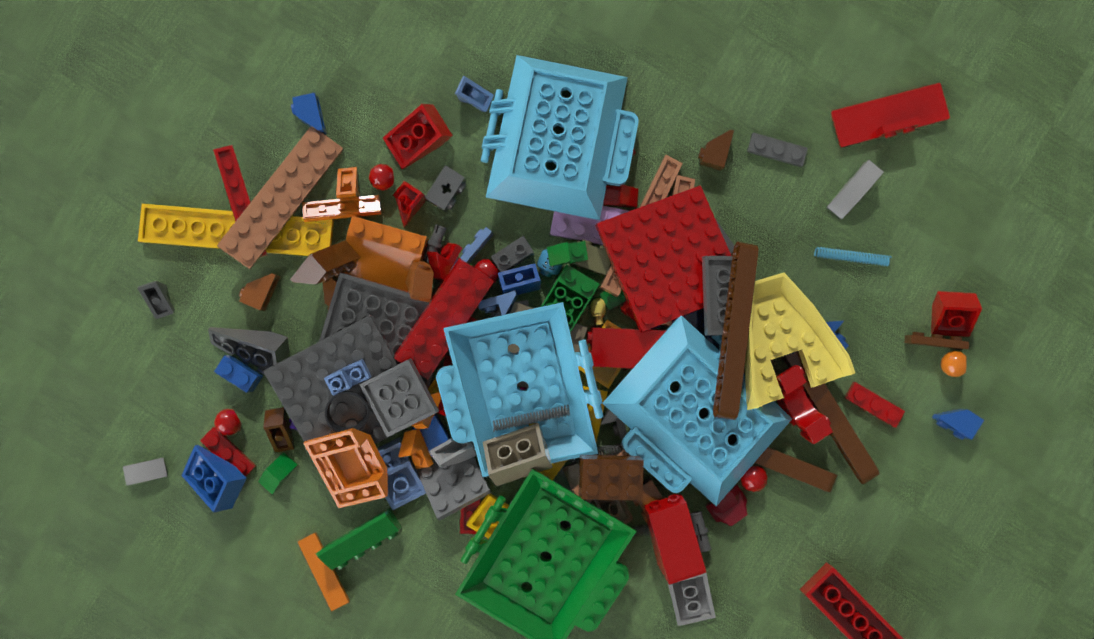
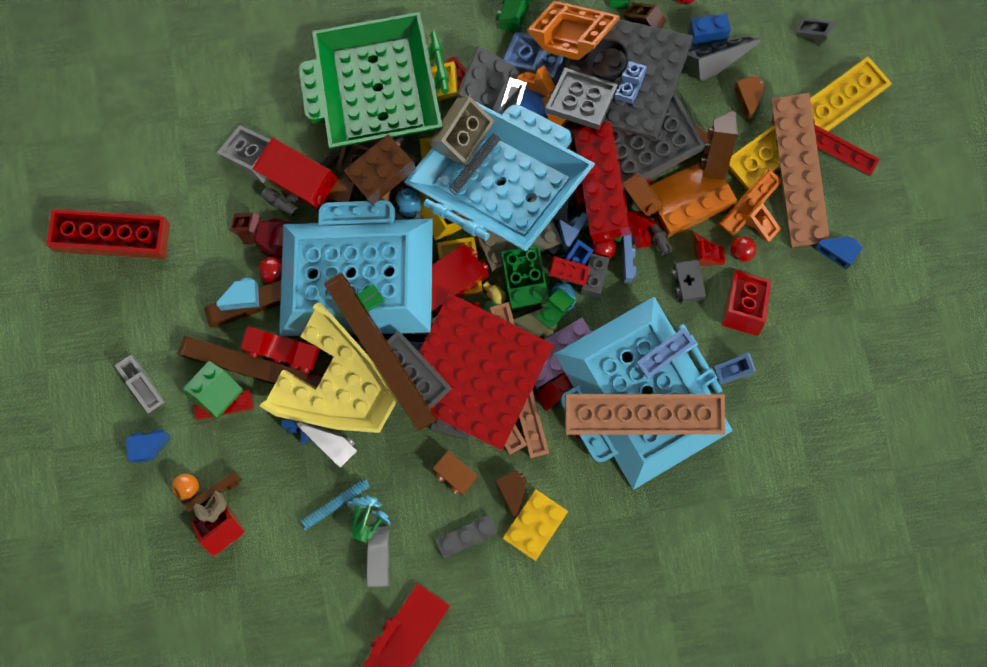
camera: 145 degrees right, 10 degrees down
(521, 141) = (665, 353): none -> medium blue plate
(533, 271) = (568, 271): none -> red plate
(577, 112) = (644, 414): none -> nougat plate
(606, 437) = (408, 202): none -> dark azure head
(707, 377) = (371, 297): none -> green tile
(720, 114) = (535, 525): none -> yellow plate
(744, 533) = (245, 226): none -> dark red slope
(747, 200) = (455, 473): none -> dark orange brick
(797, 475) = (240, 295): none -> medium azure slope
(821, 294) = (332, 443): none -> slope
(854, 215) = (362, 531): none -> plant
(877, 419) = (212, 390): none -> green slope
(925, 477) = (139, 383): none -> light grey slope
(951, 327) = (212, 509): none -> dark tan bracket

